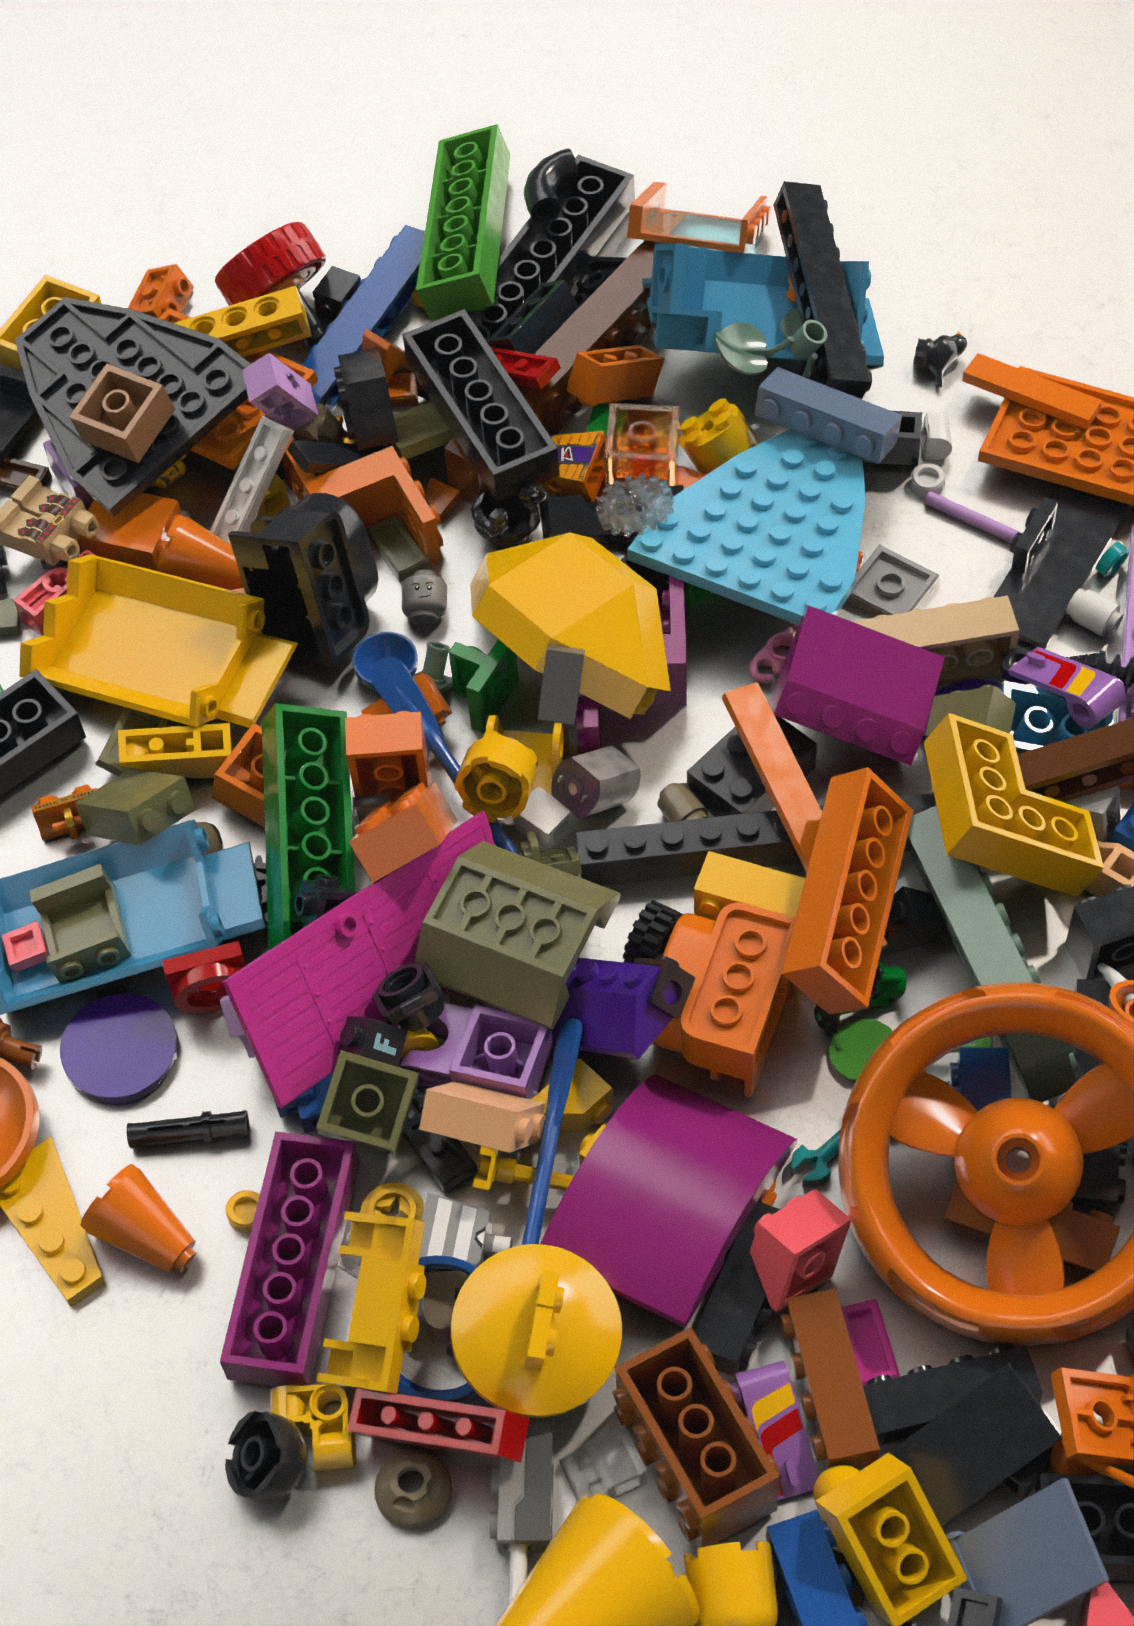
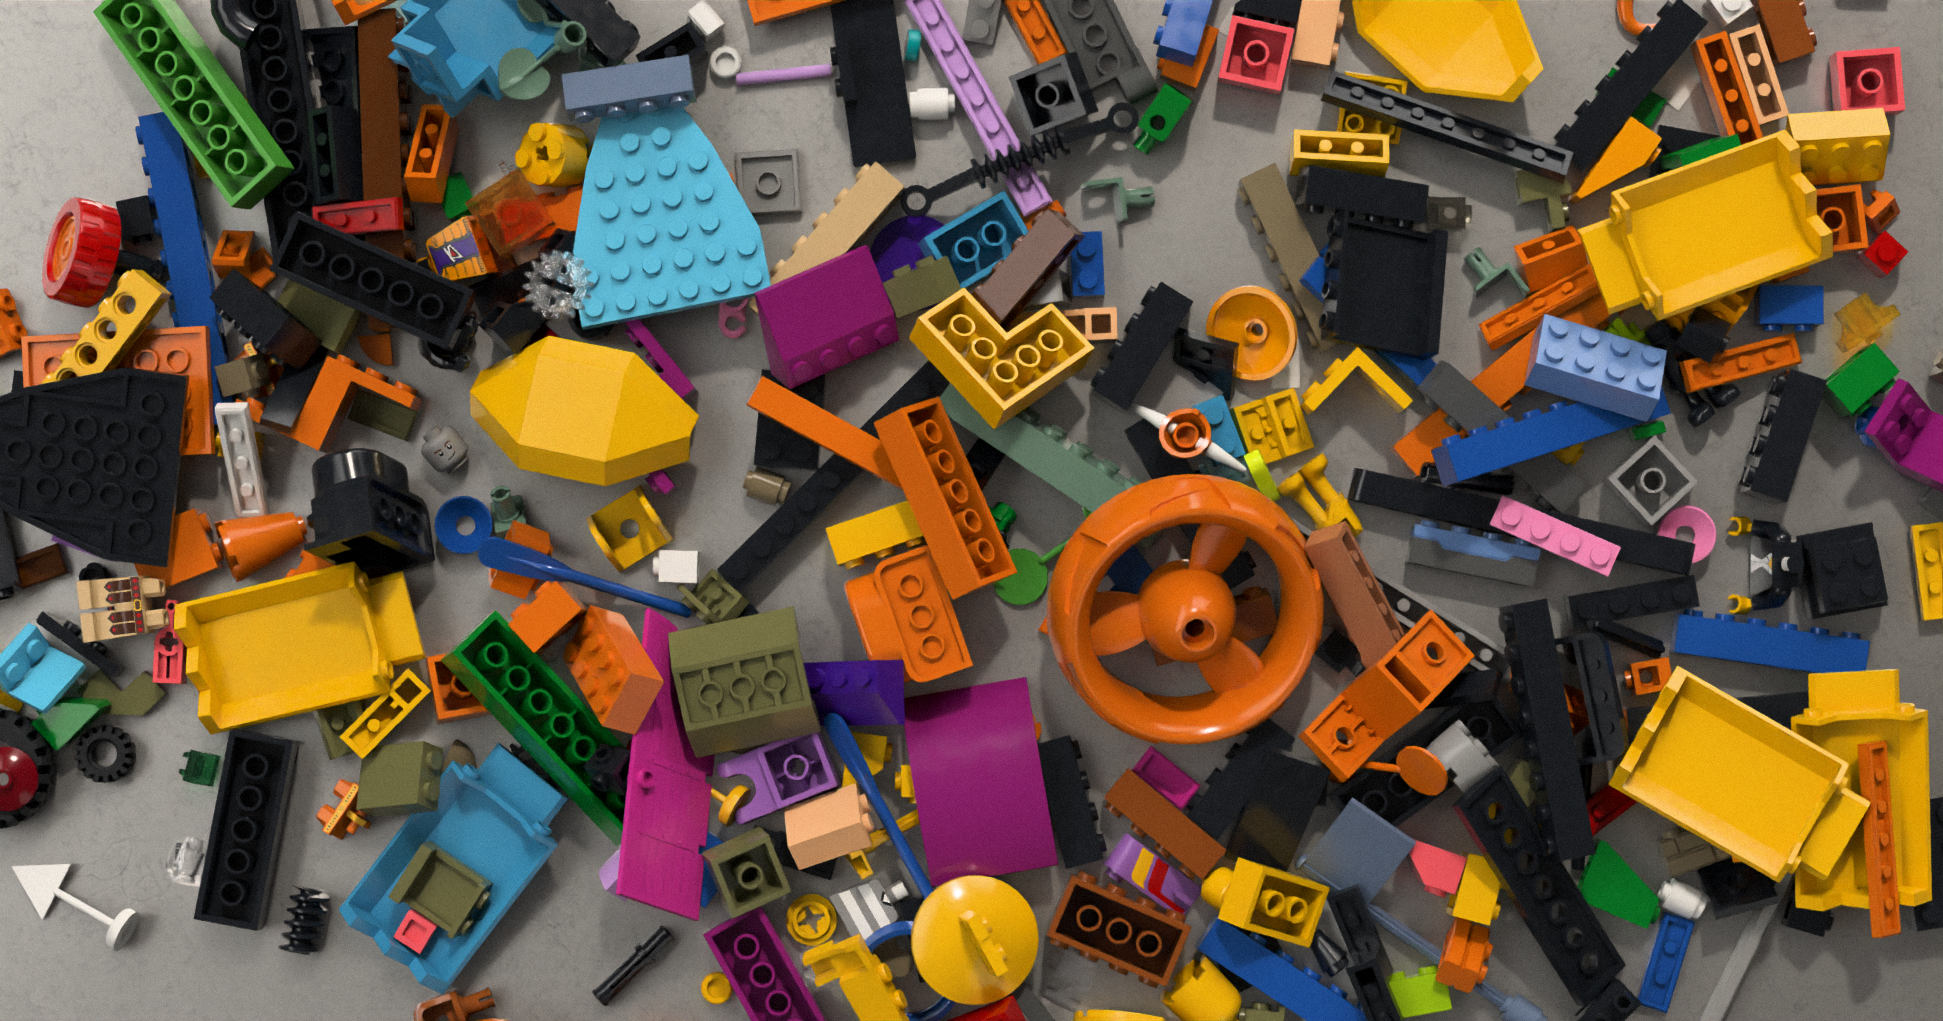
camera: 40 degrees left, 30 degrees up
(119, 1048) = (536, 945): tile -> none
(122, 413) = (115, 493): medium nougat brick -> none
(198, 977) = (564, 861): red piece -> none
(279, 392) = (213, 381): lavender brick -> none
(373, 1039) = (714, 829): black brick -> none
(410, 996) = (712, 780): black piece -> none
(483, 679) = (558, 492): green bracket -> none
(496, 776) = (634, 574): yellow brick -> none
(561, 684) = (631, 482): dark grey tile -> none
(595, 781) = (696, 517): piece -> none
(650, 932) = (828, 606): black tyre -> none
(669, 971) = (884, 654): black bracket -> none
(798, 1246) = (1086, 760): coral slope -> none
(821, 1156) = (1046, 672): teal bar -> none
(1088, 691) = (966, 203): medium lavender door -> none

